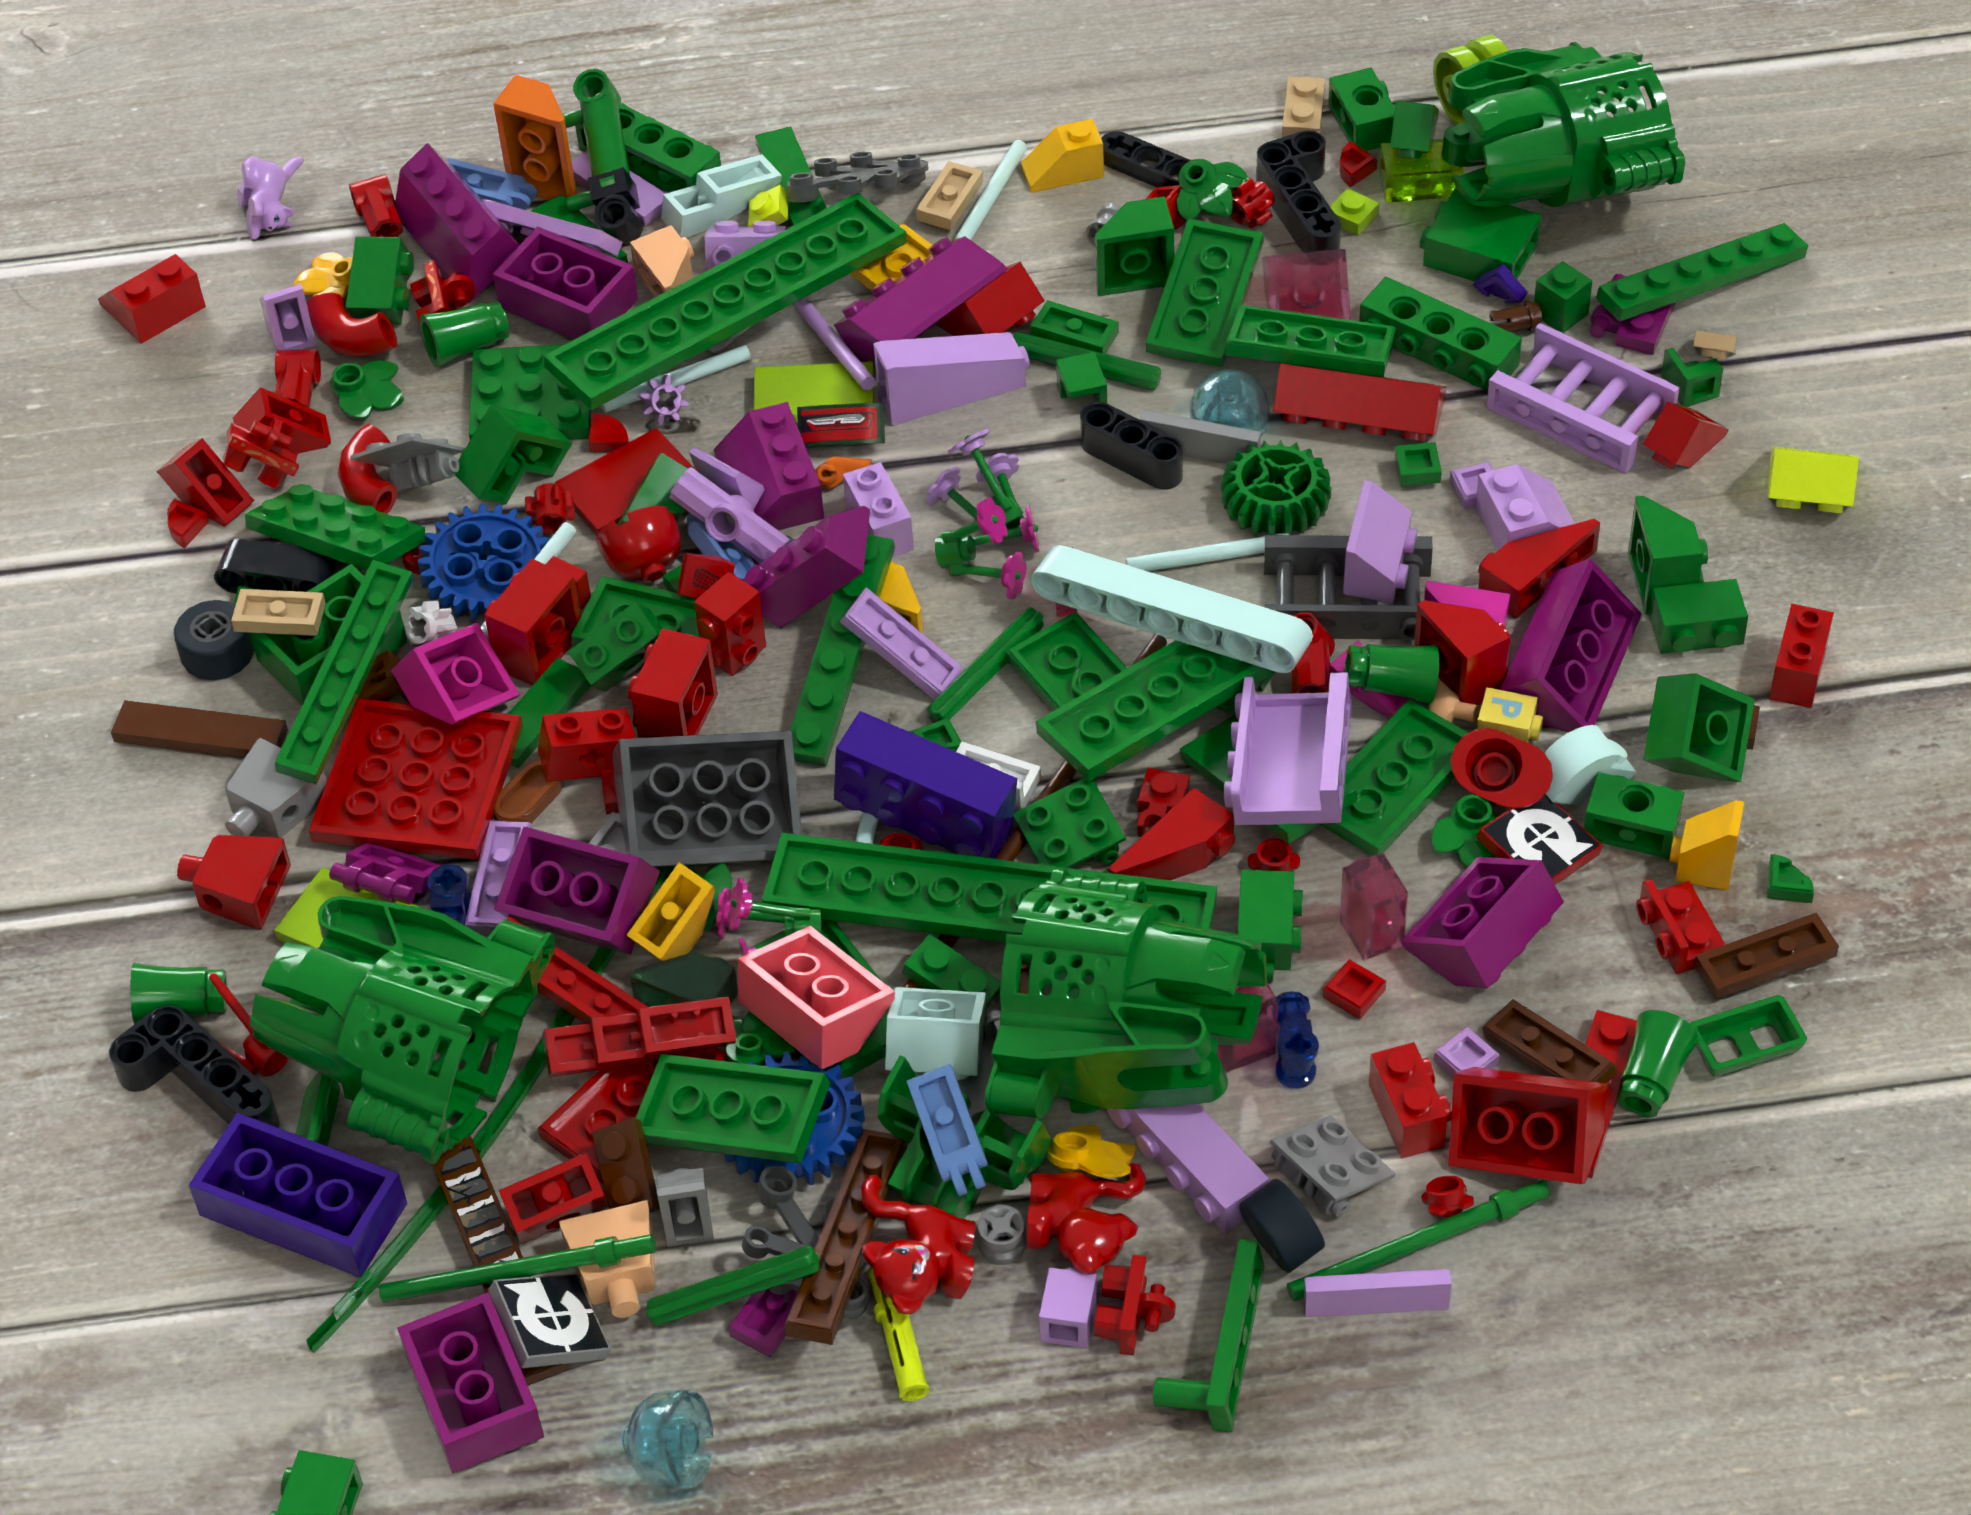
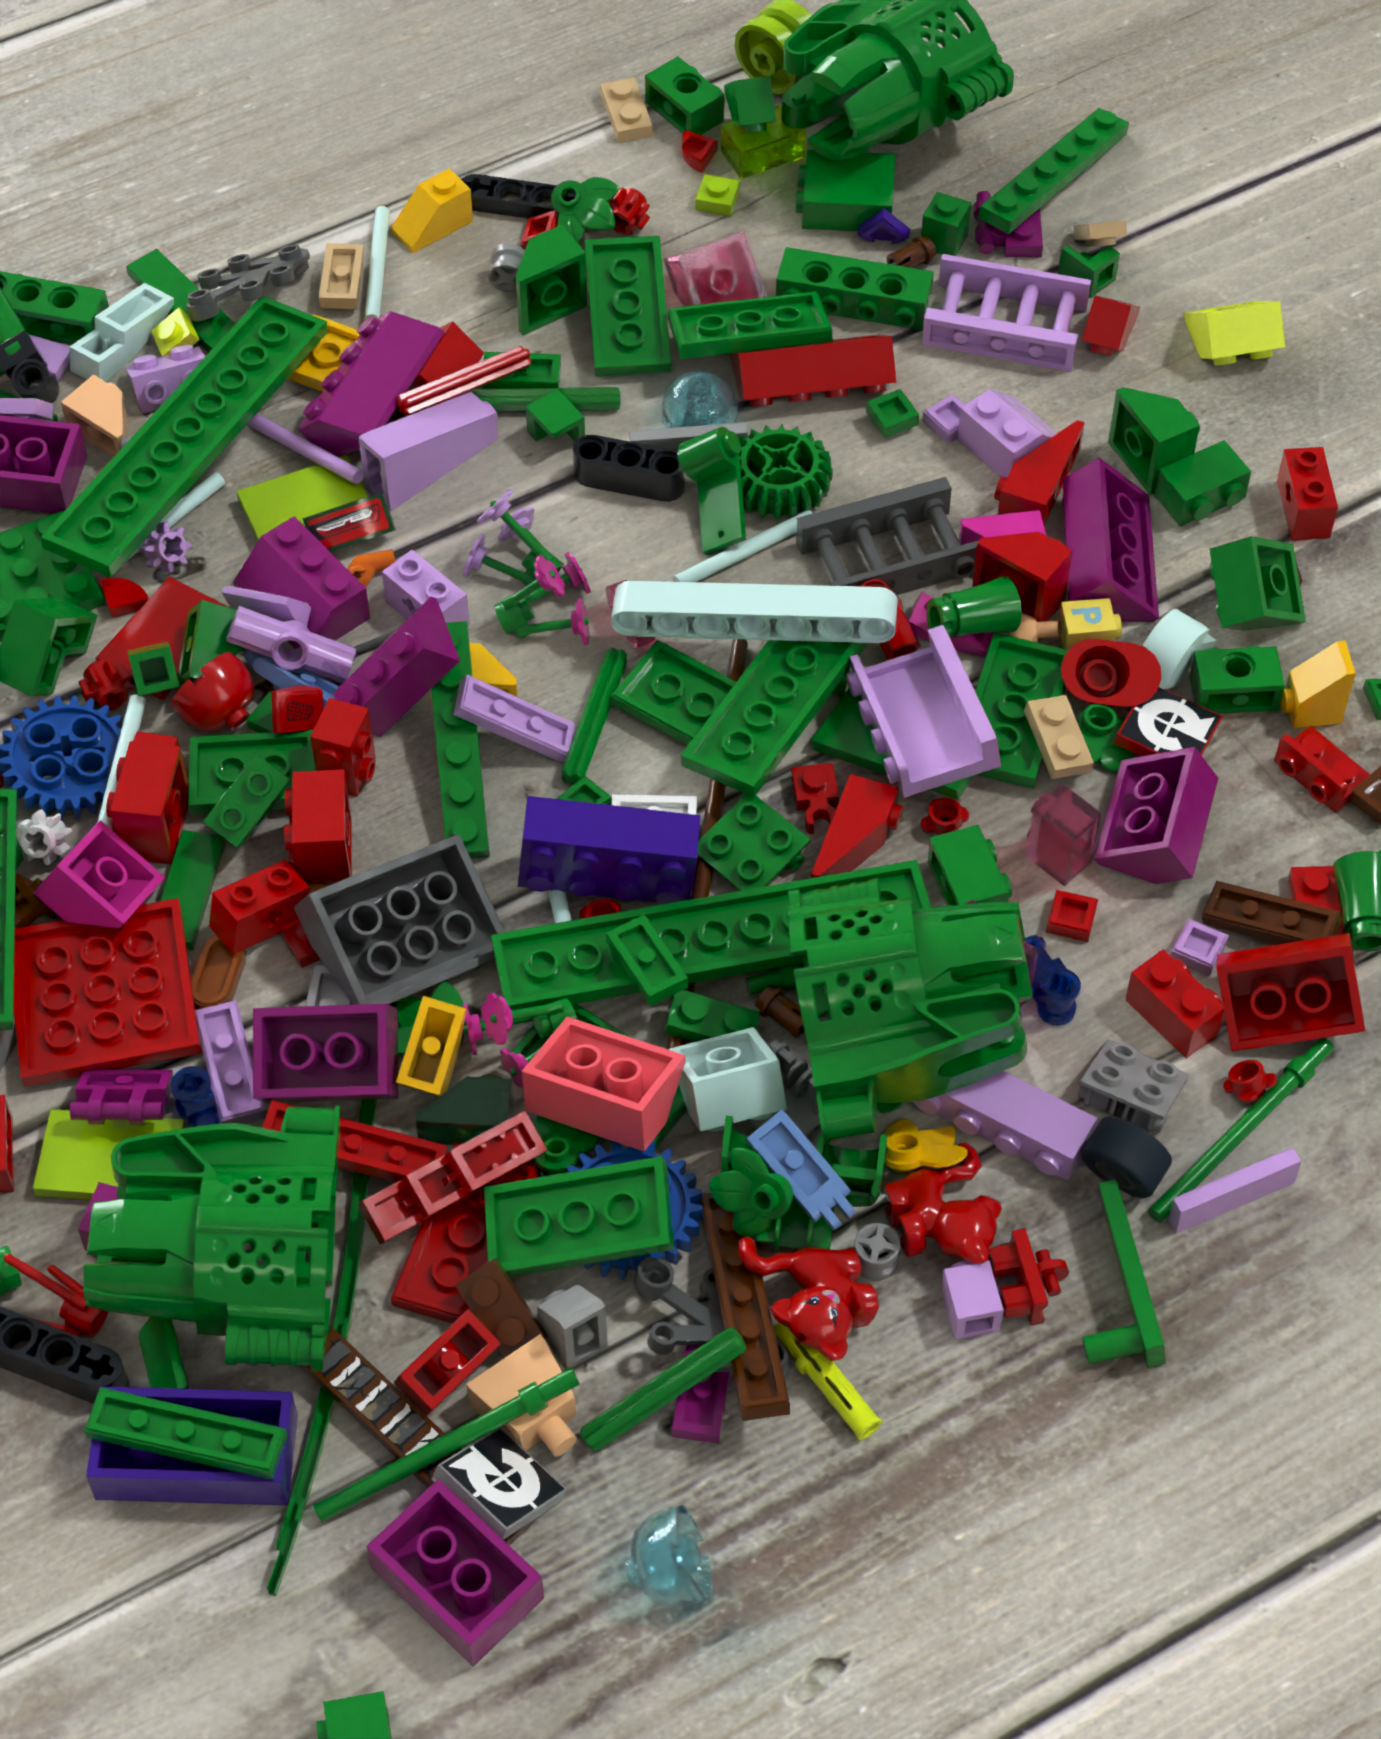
camera: 25 degrees left, 5 degrees up
(289, 1177) = (186, 1433): none -> green tile
(592, 503) = (153, 668): none -> green brick
(894, 1135) = (751, 1193): none -> green plate
(907, 897) = (647, 960): none -> green plate
(1008, 320) = (464, 380): none -> axle
(1209, 461) = (715, 467): none -> green door
(1289, 171) = (673, 203): black beam -> none
(1378, 546) = (911, 500): lavender slope -> none
(1420, 815) = (1058, 737): none -> tan plate

